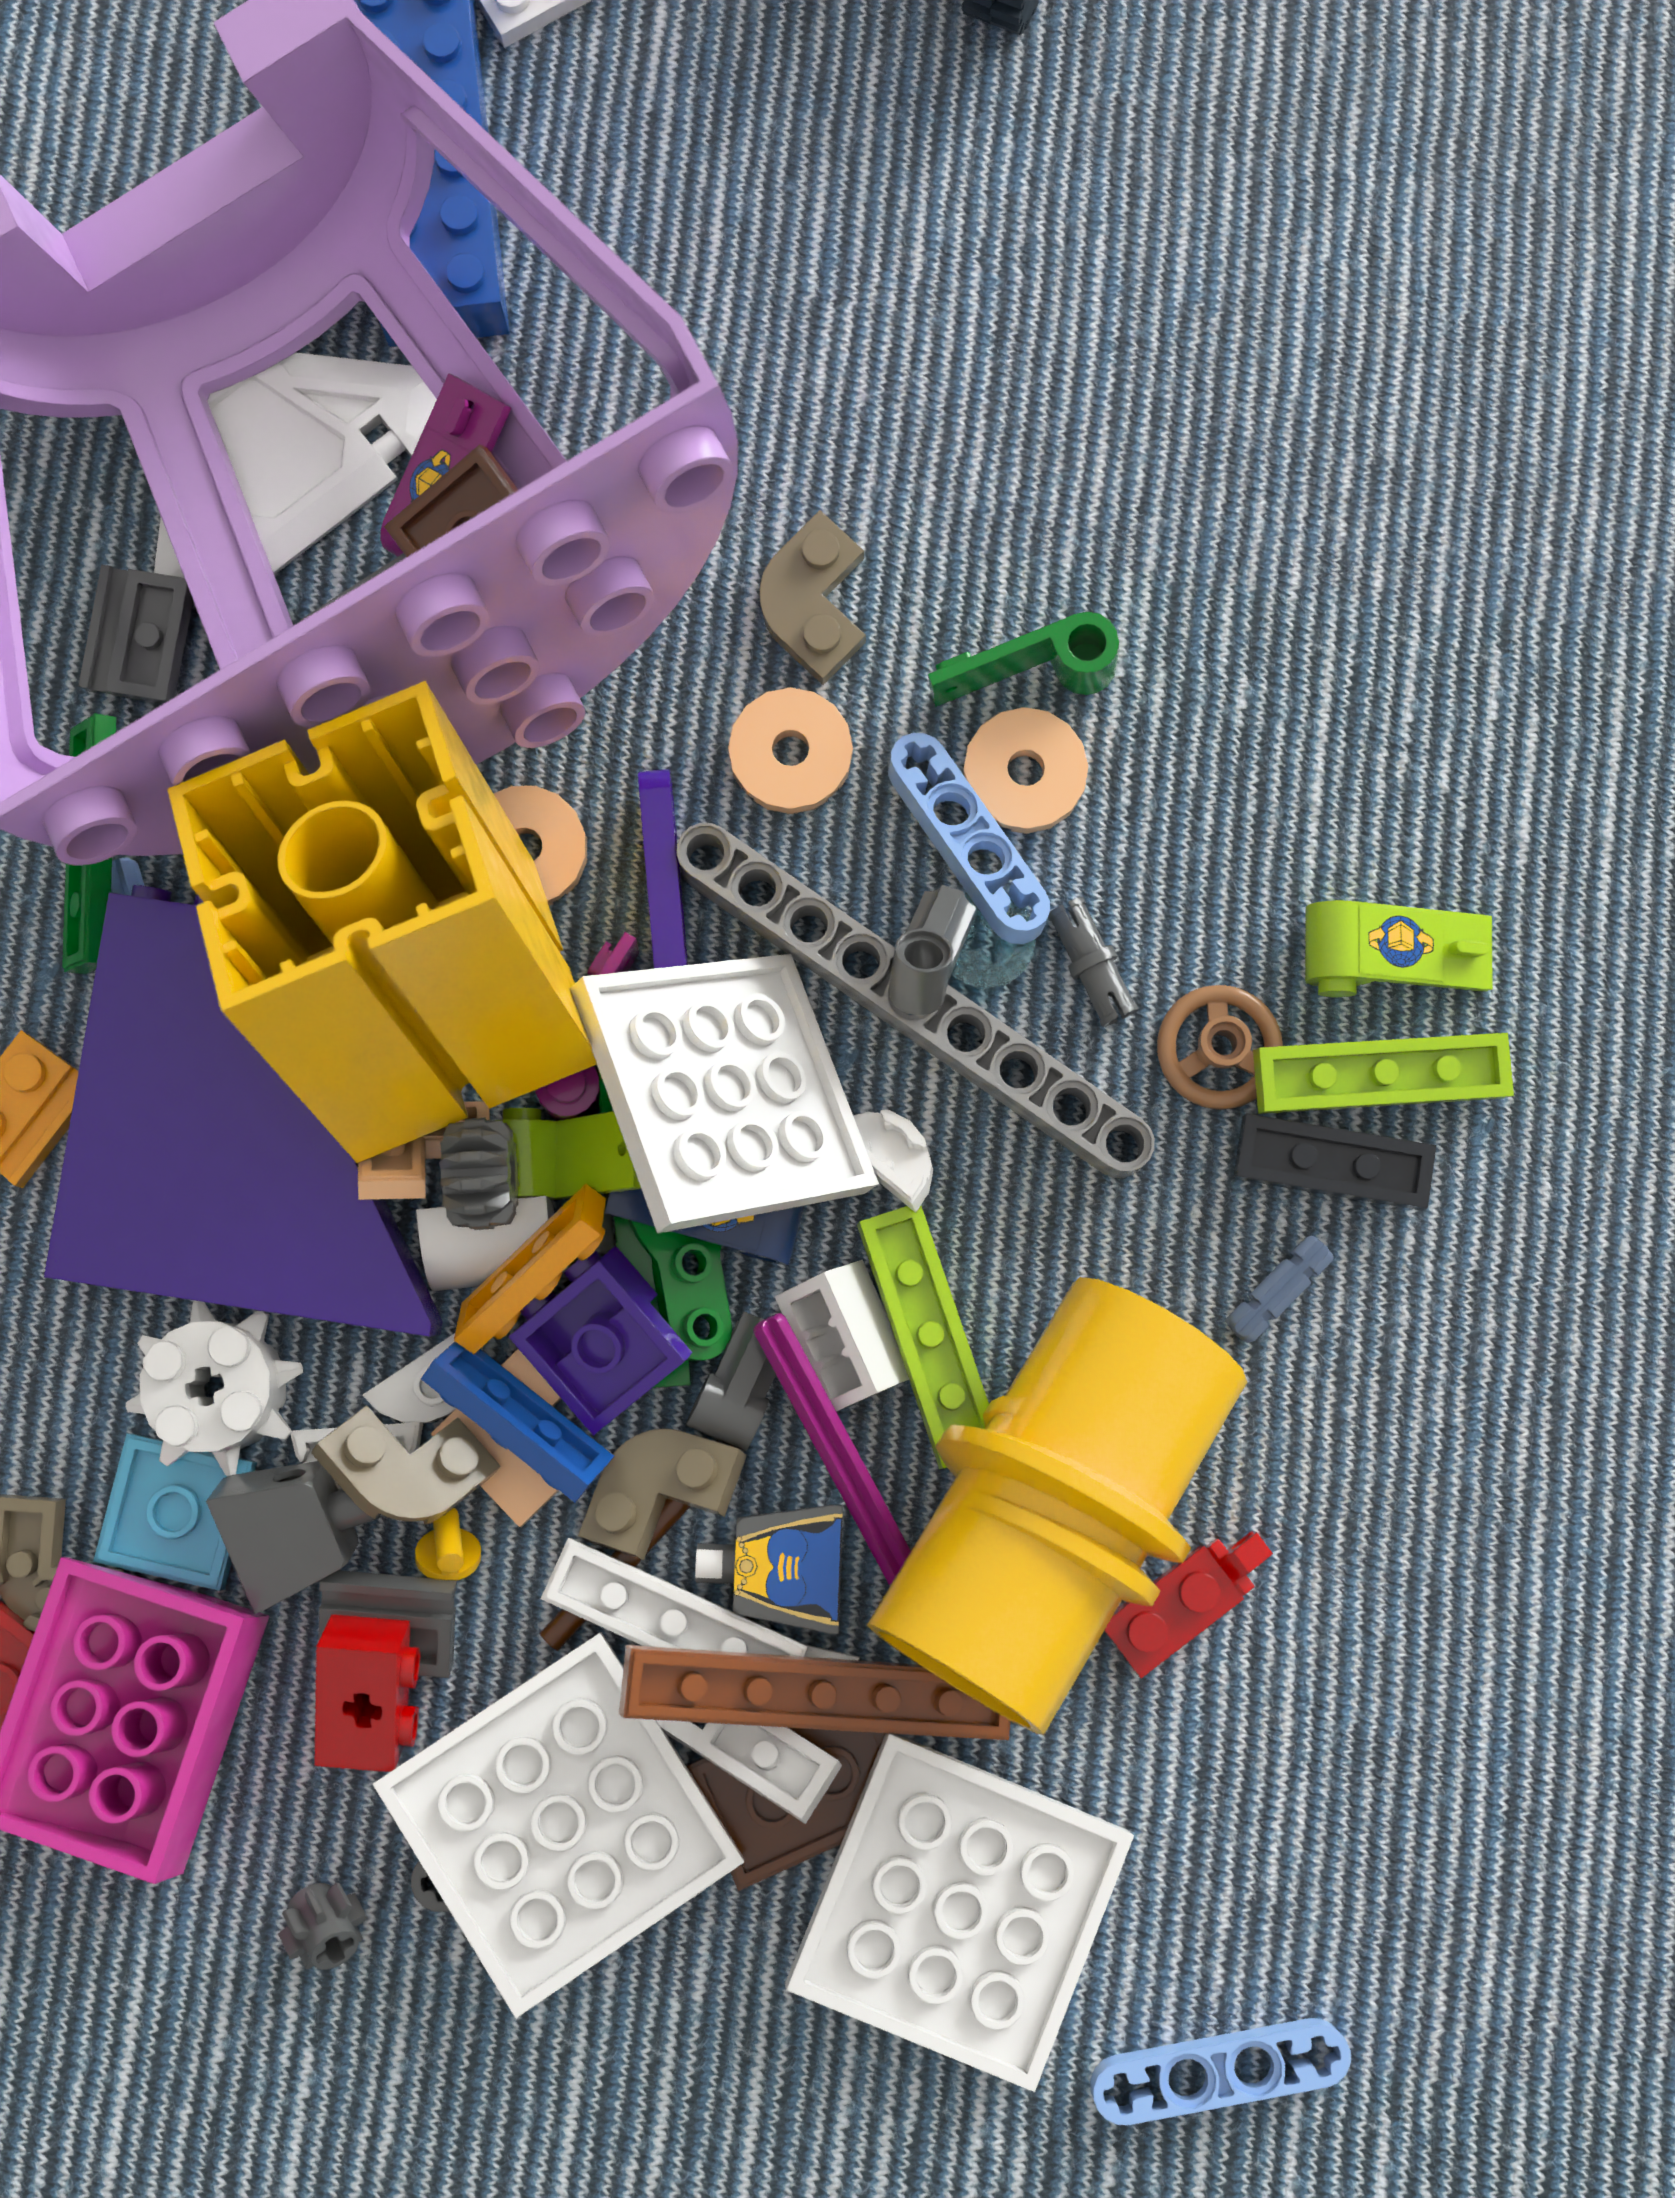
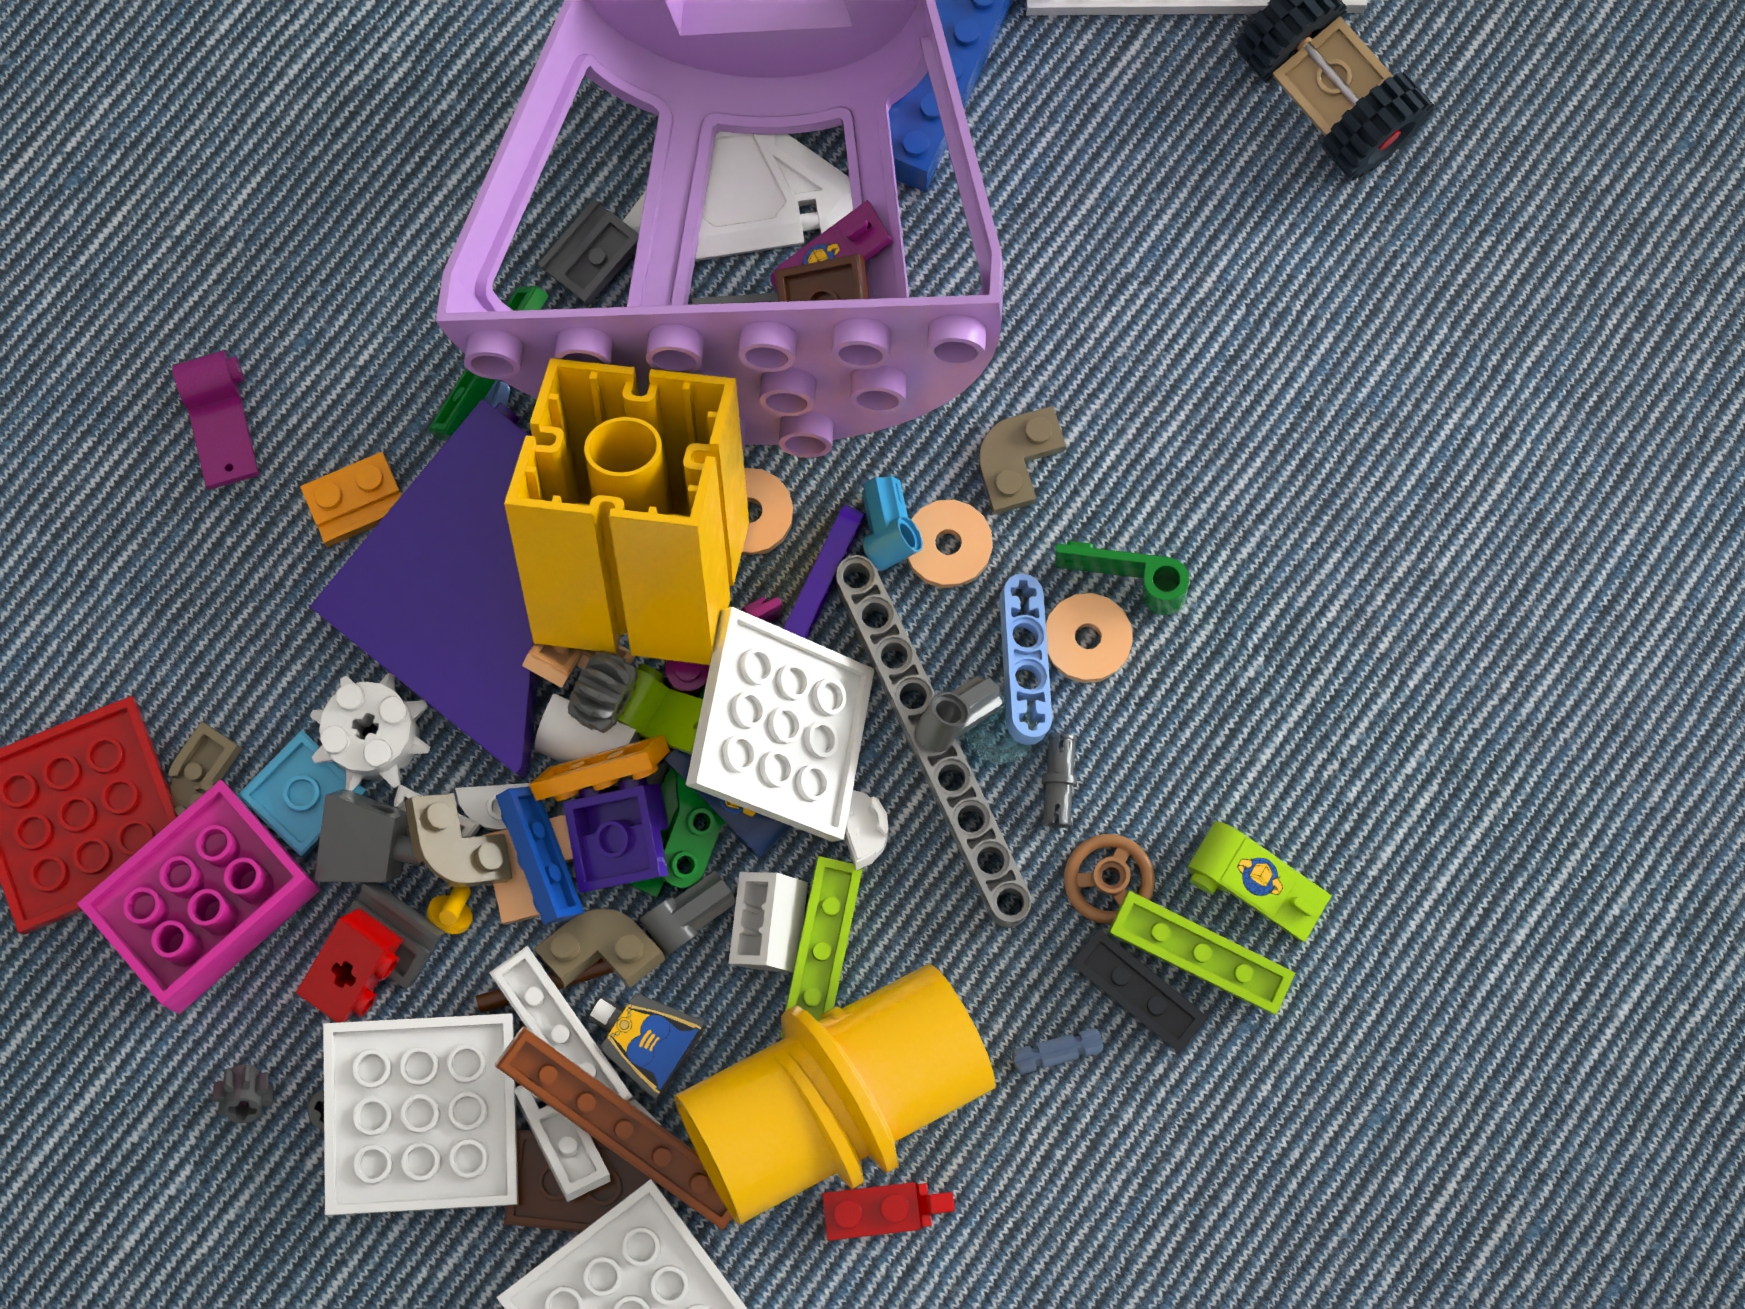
camera: 30 degrees right, 5 degrees down
(717, 774) = (891, 531): none -> dark azure piece
(833, 1444) = (721, 977): magenta axle -> none

